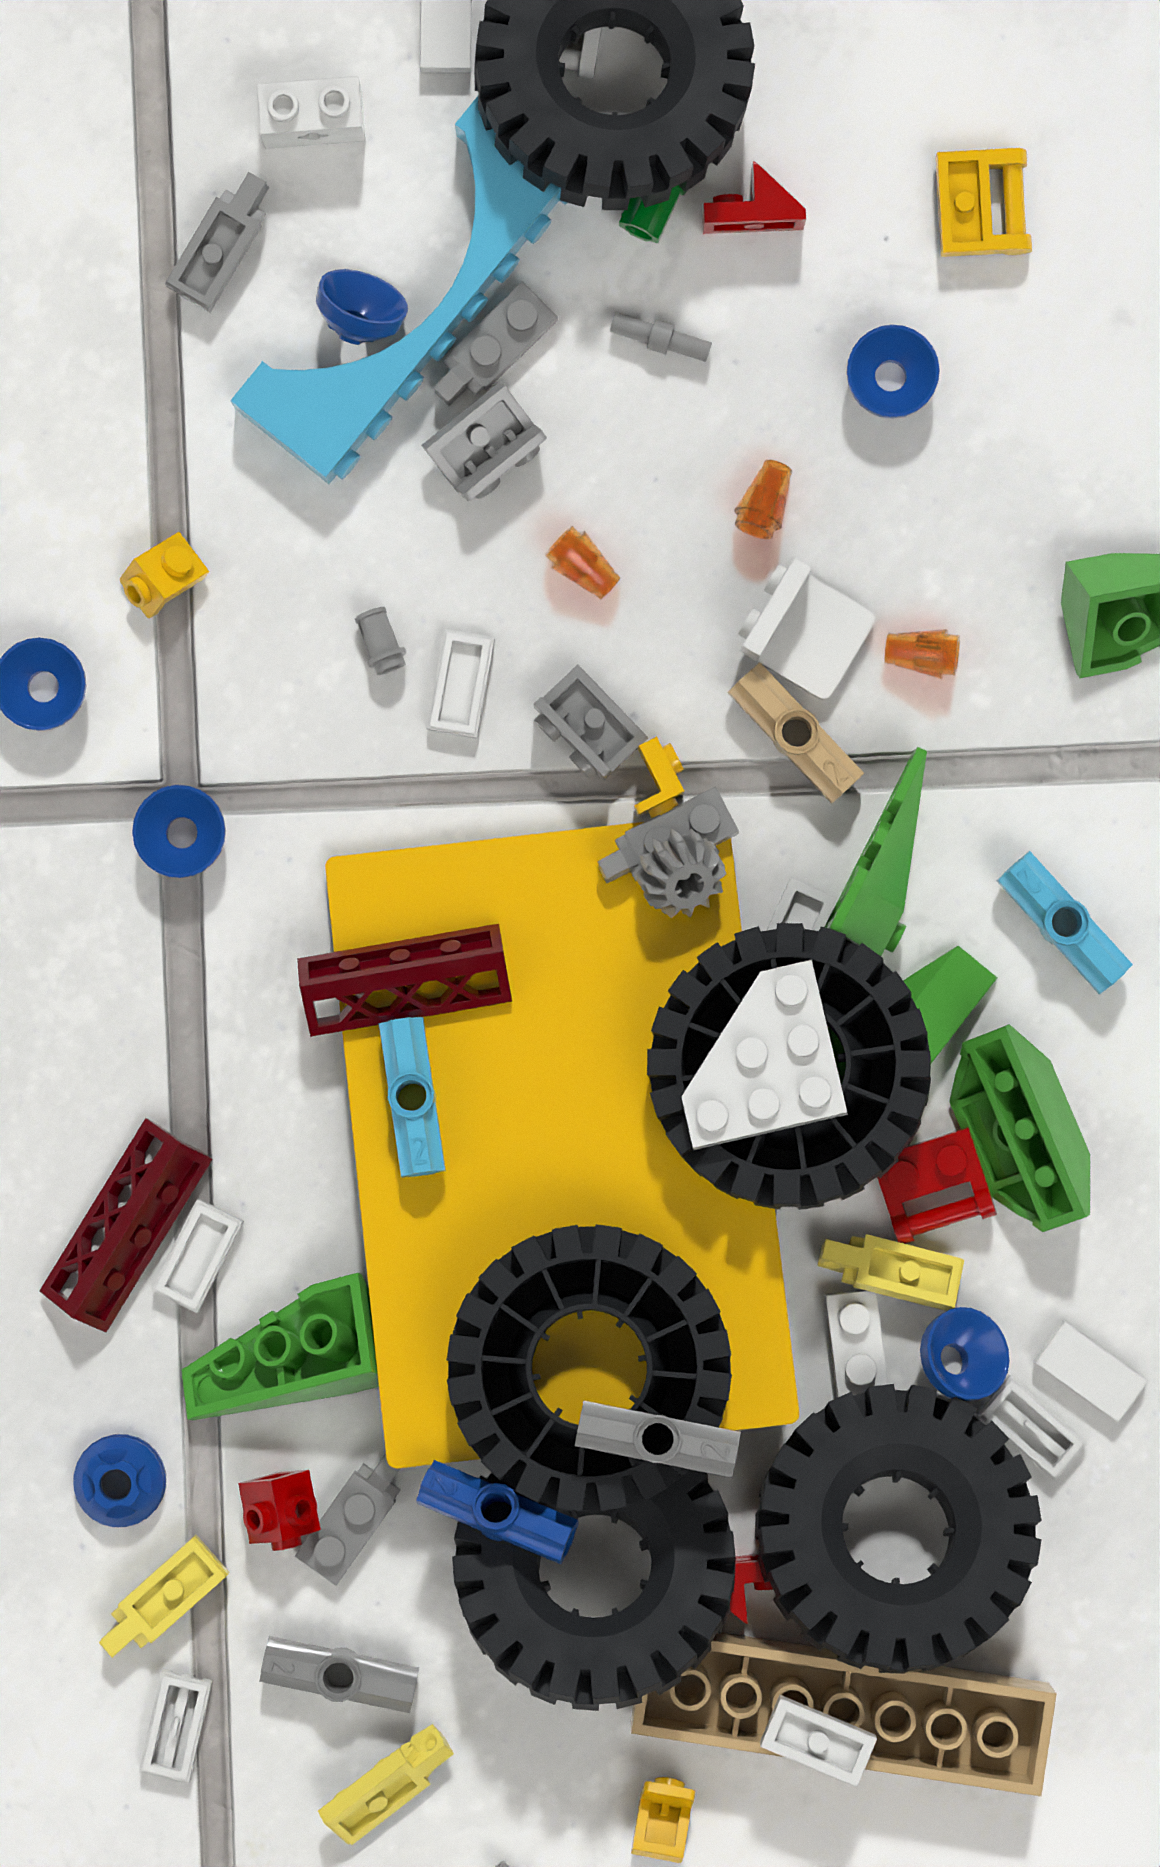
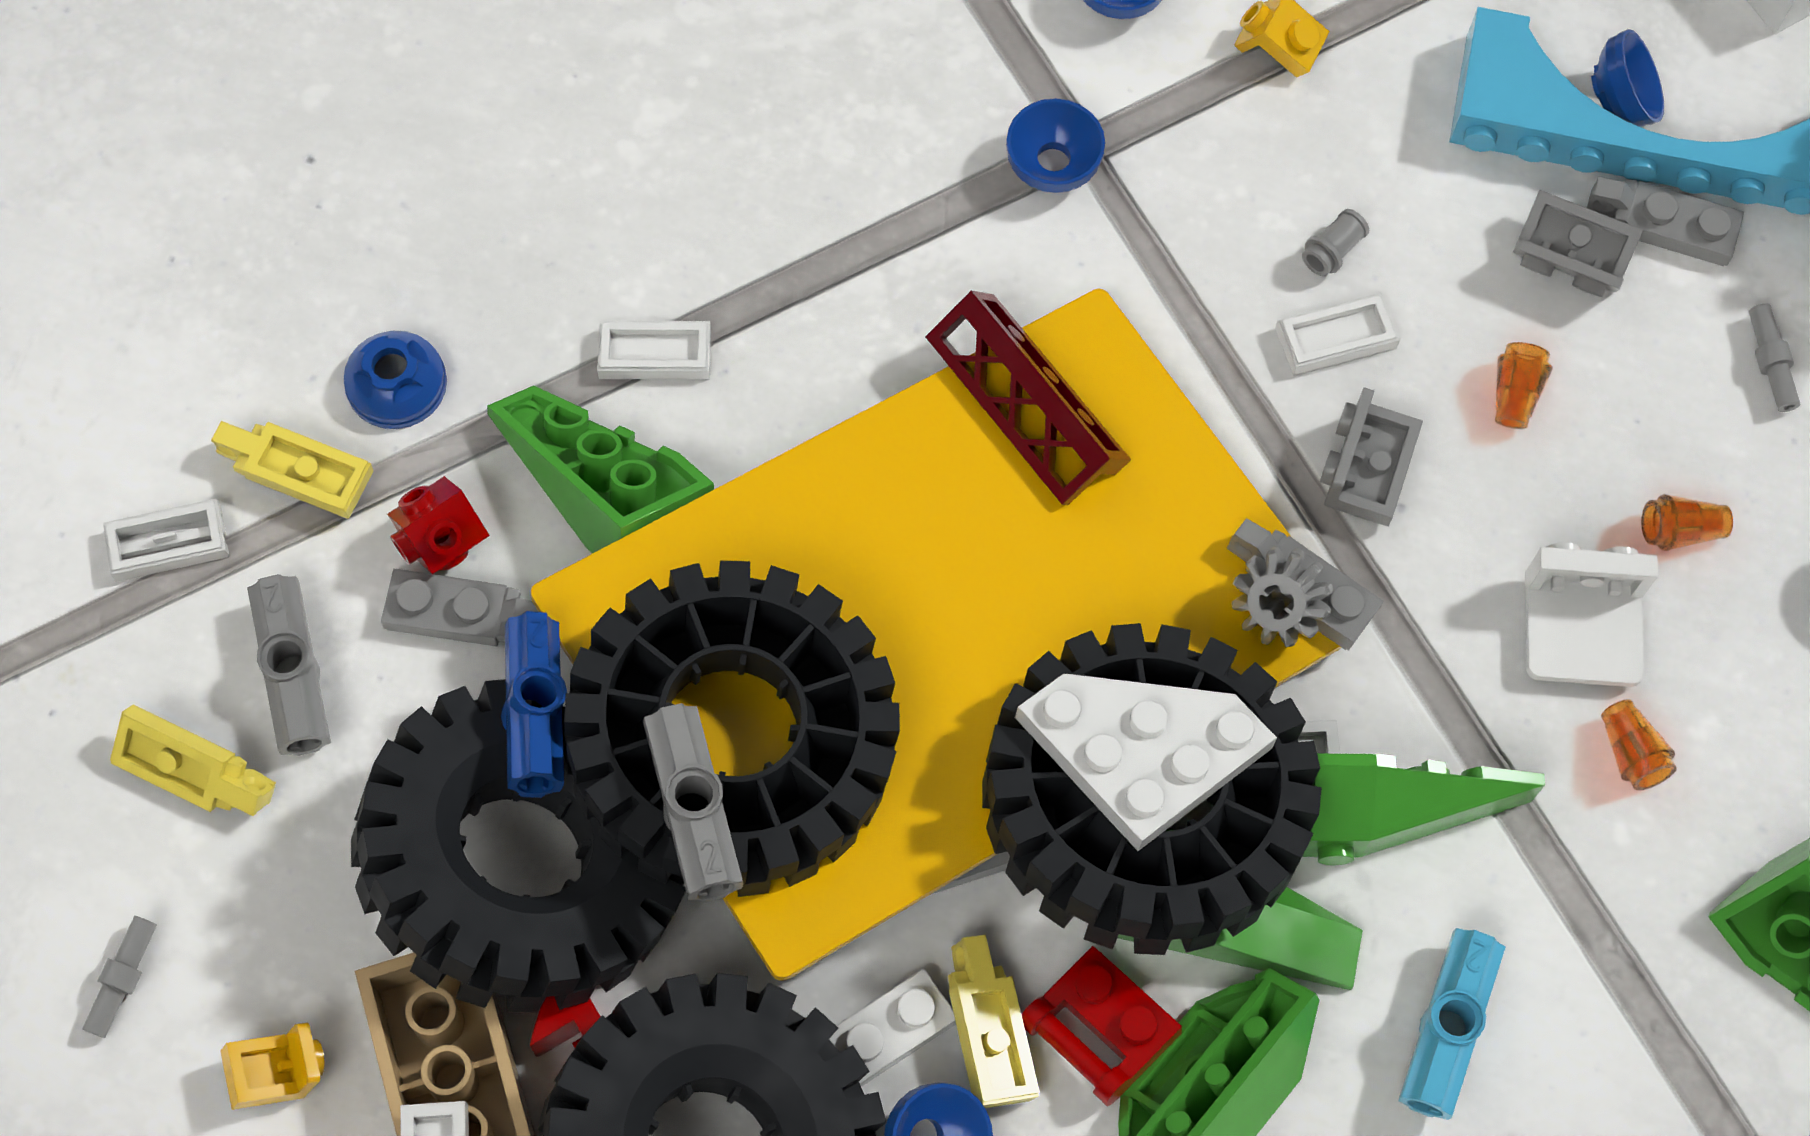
camera: 60 degrees right, 20 degrees down
(130, 1231) = (650, 273): dark red fence -> none
(406, 1064) = (892, 463): medium azure piece -> none
(663, 766) = (1371, 546): yellow bracket -> none
(771, 708) = (1471, 686): tan piece -> none

